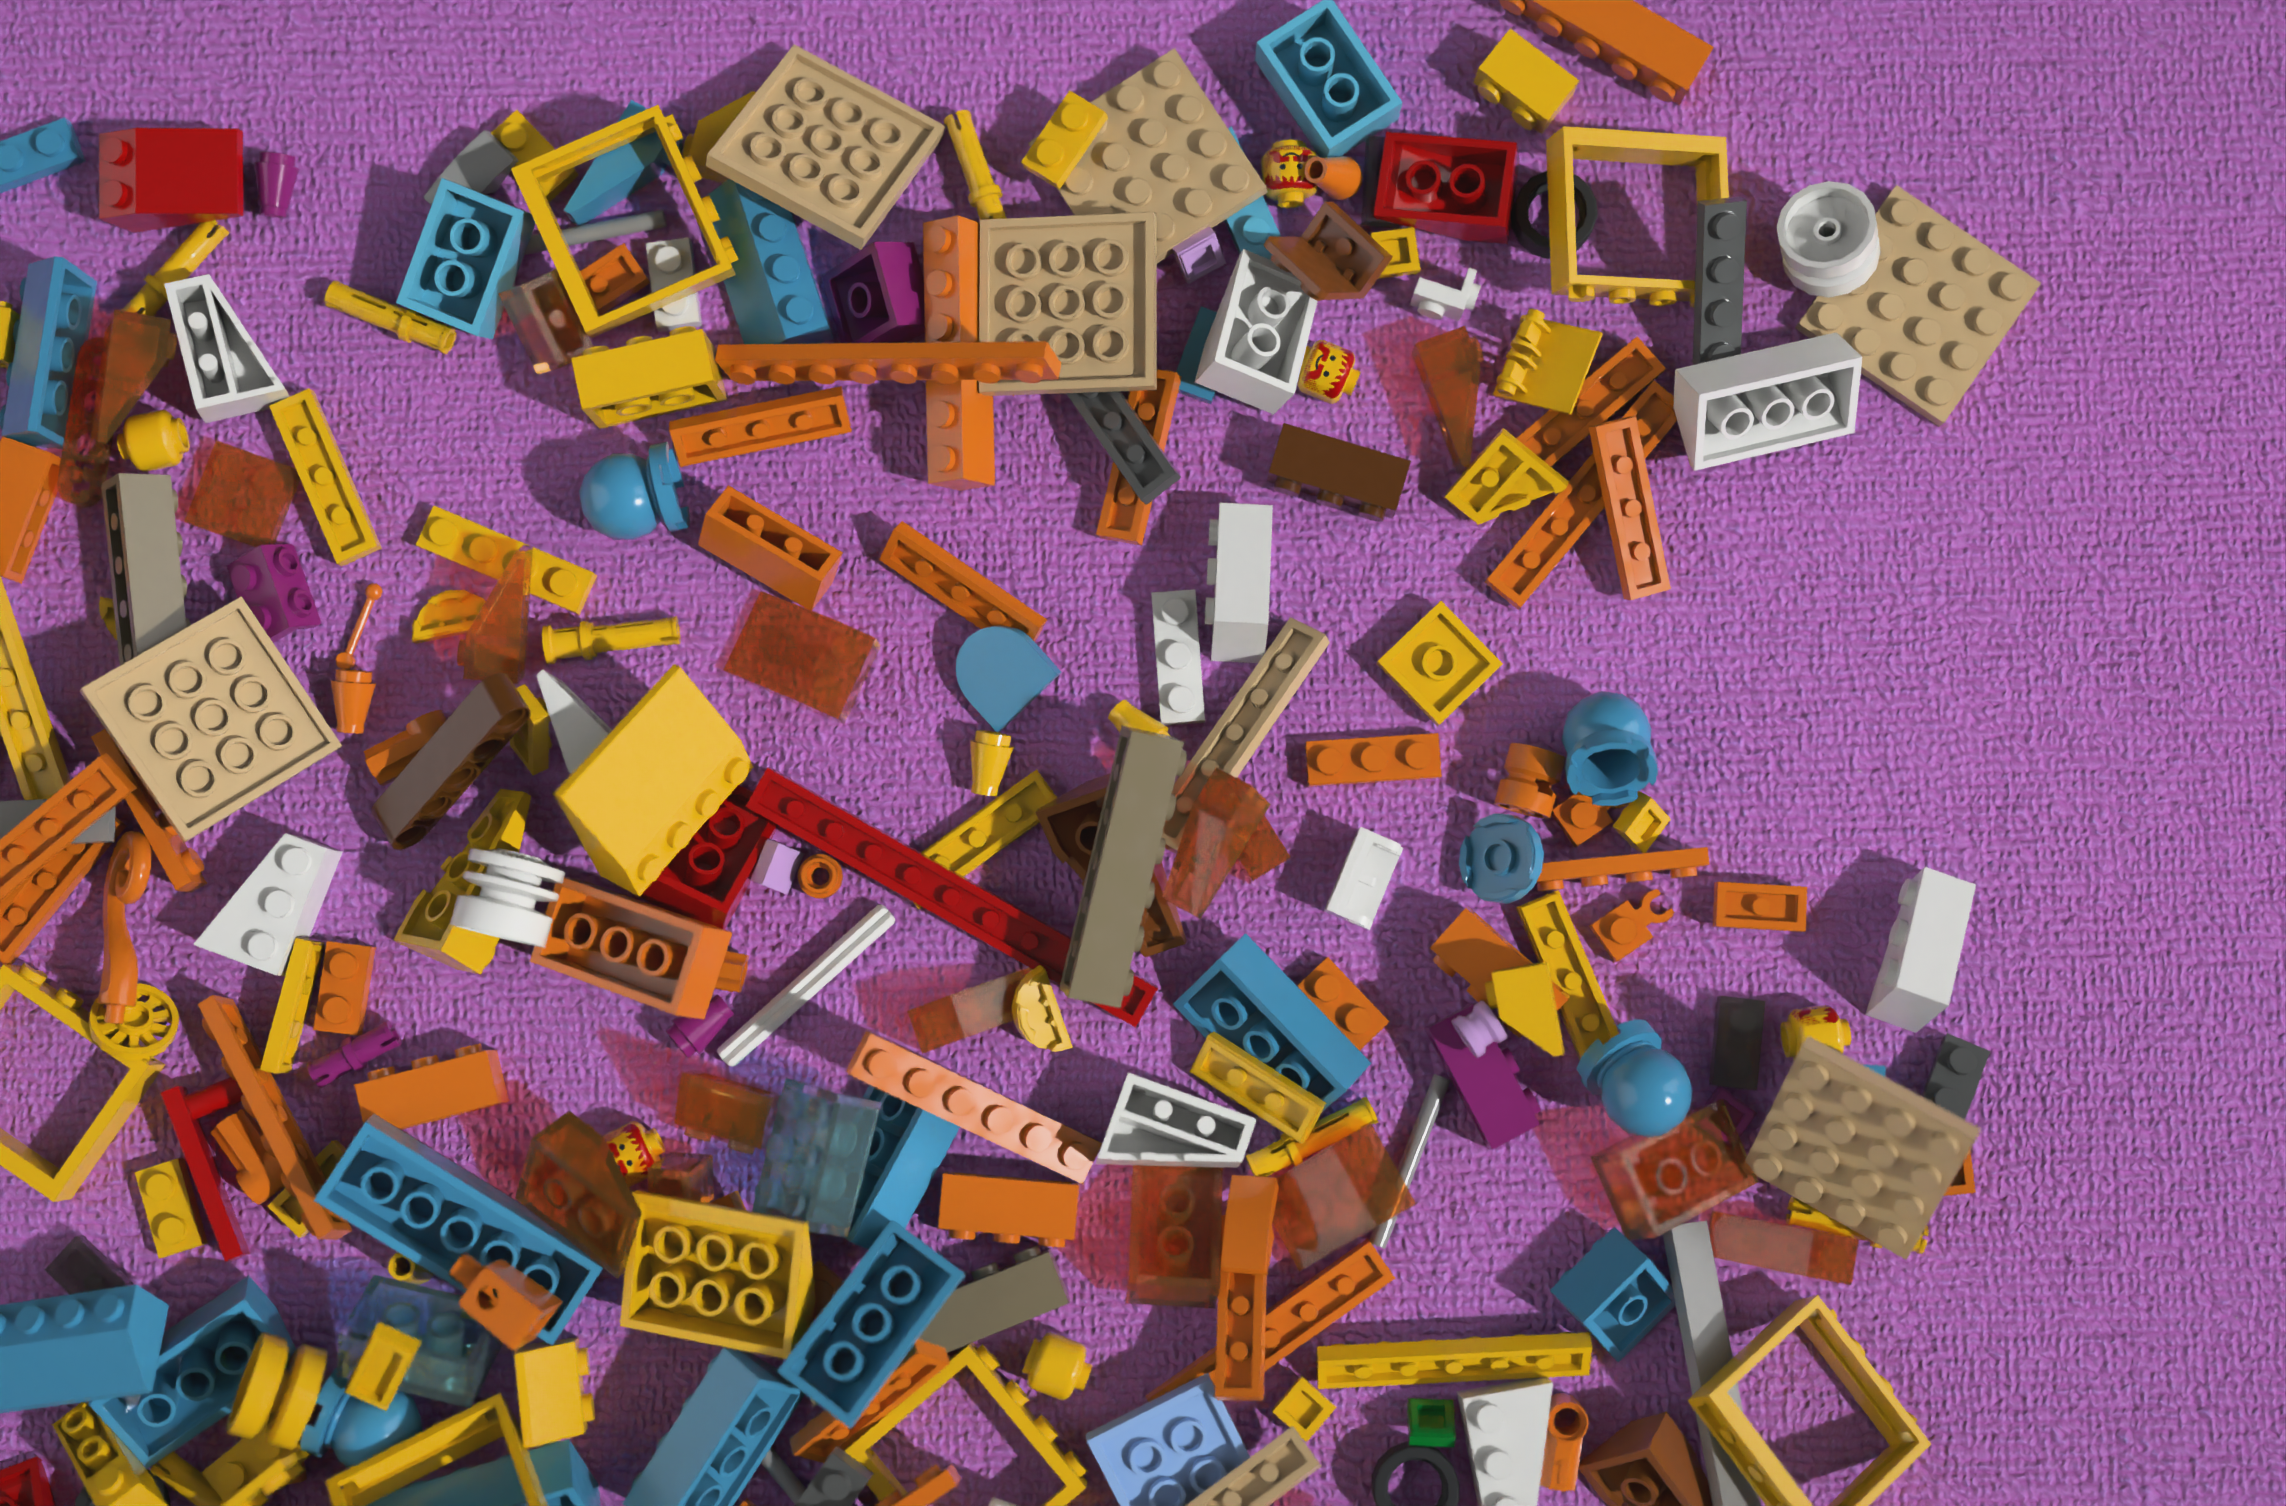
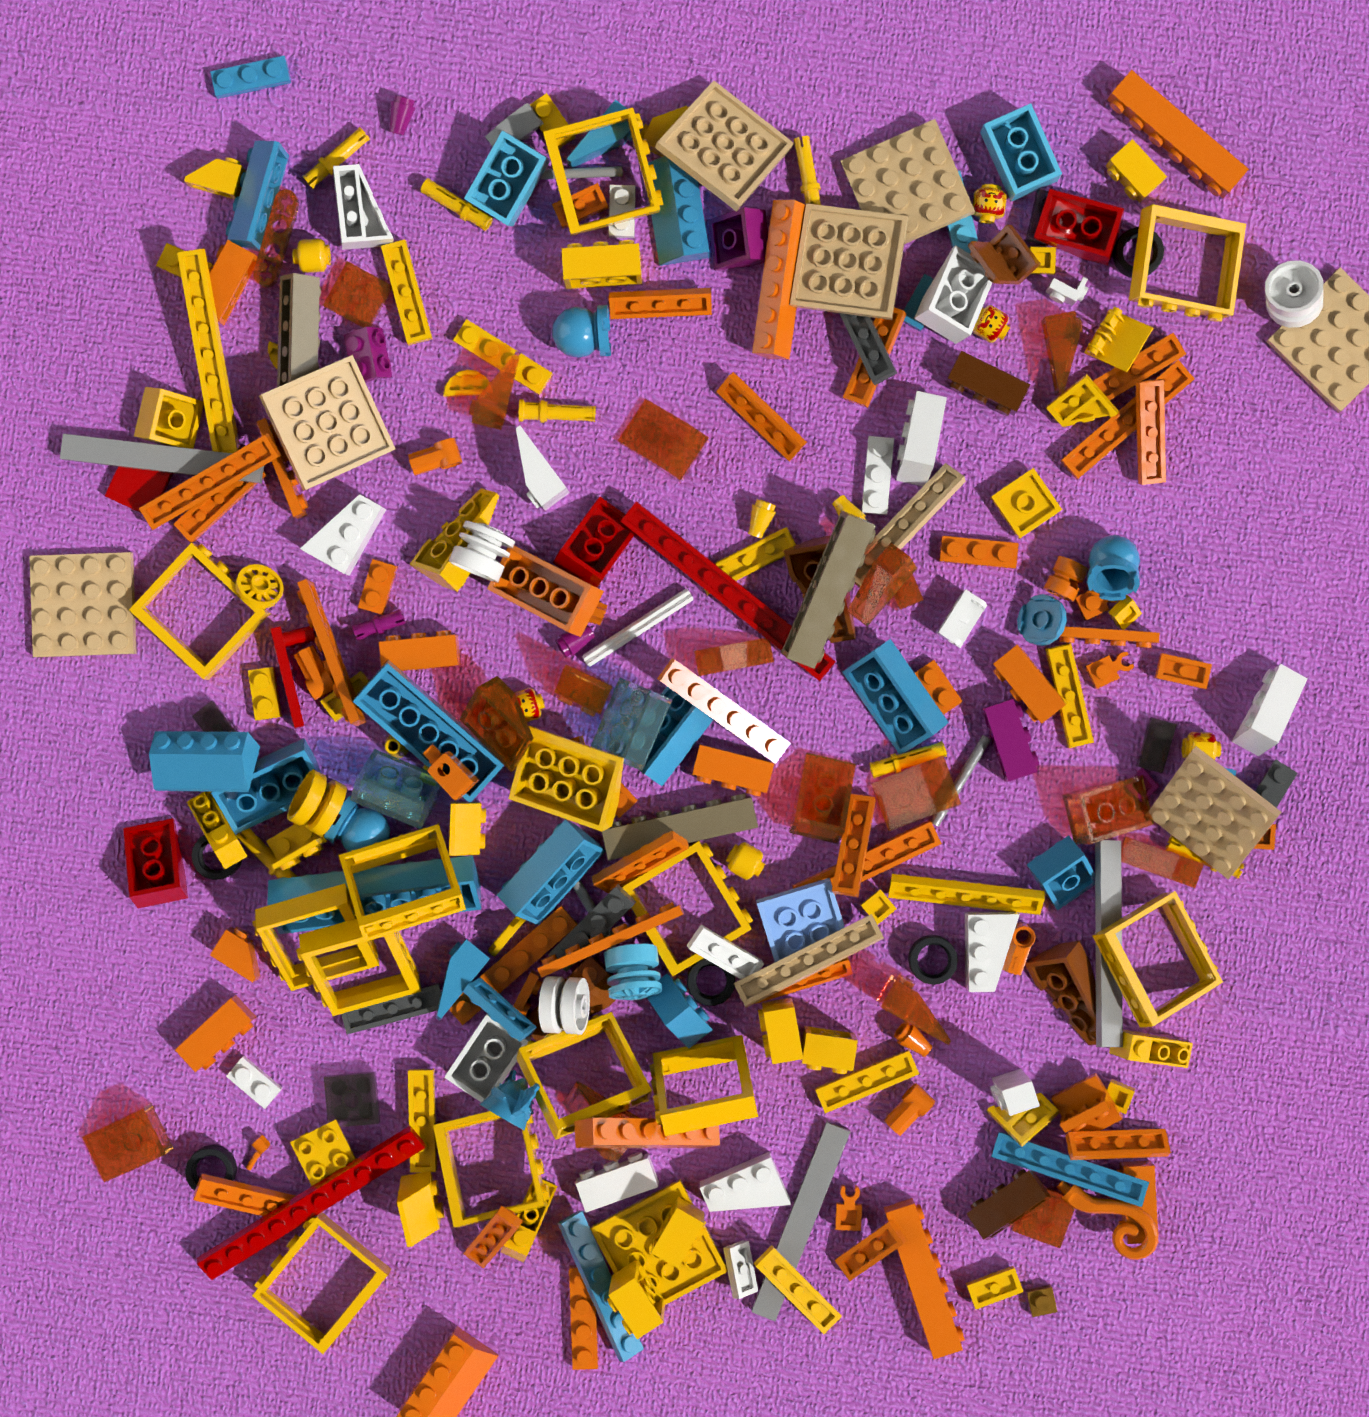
camera: 10 degrees right, 5 degrees up
(123, 885) = (260, 508): orange plant -> none
(131, 358) = (306, 210): clear orange slope -> none
(170, 176) = (343, 102): red slope -> none
(292, 1006) = (348, 592): yellow tile -> none
(345, 659) = (403, 399): orange hinge -> none
(352, 698) = (404, 423): orange cone -> none
(382, 1366) = (378, 798): yellow tile -> none
(450, 761) = (459, 468): reddish brown beam -> none
(533, 738) = (504, 457): yellow plate -> none
(545, 321) = (548, 223): brick -> none
(653, 782) = (573, 500): yellow slope -> none
(683, 1176) = (554, 722): clear orange brick -> none
(769, 548) = (655, 375): orange brick -> none
(777, 866) = (631, 558): lavender tile -> none
(807, 870) = (655, 559): orange plate -> none
(871, 1323) = (650, 819): dark azure slope -> none
(889, 361) = (742, 279): orange plate -> none
(1002, 673) = (776, 468): dark azure tile -> none
(1038, 1013) = (766, 664): yellow tile -> none
(1064, 139) = (862, 163): yellow plate -> none
(1173, 1129) = (831, 741): white wedge -> none
(1199, 255) = (928, 243): lavender tile -> none
(1248, 1225) = (865, 800): orange slope -> none
(1257, 1087) = (882, 725): yellow tile -> none
(1335, 175) = (1015, 209): orange cone -> none
(1431, 1422) = (947, 925): green tile -> none
(1479, 1029) = (1013, 713): lavender wheel -> none
(1528, 1004) = (1042, 703): yellow slope -> none
(1638, 1081) = (1096, 756): dark azure tile -> none
(1719, 278) = (1225, 312): dark grey plate -> none
(1767, 400) = (1241, 382): white slope -> none

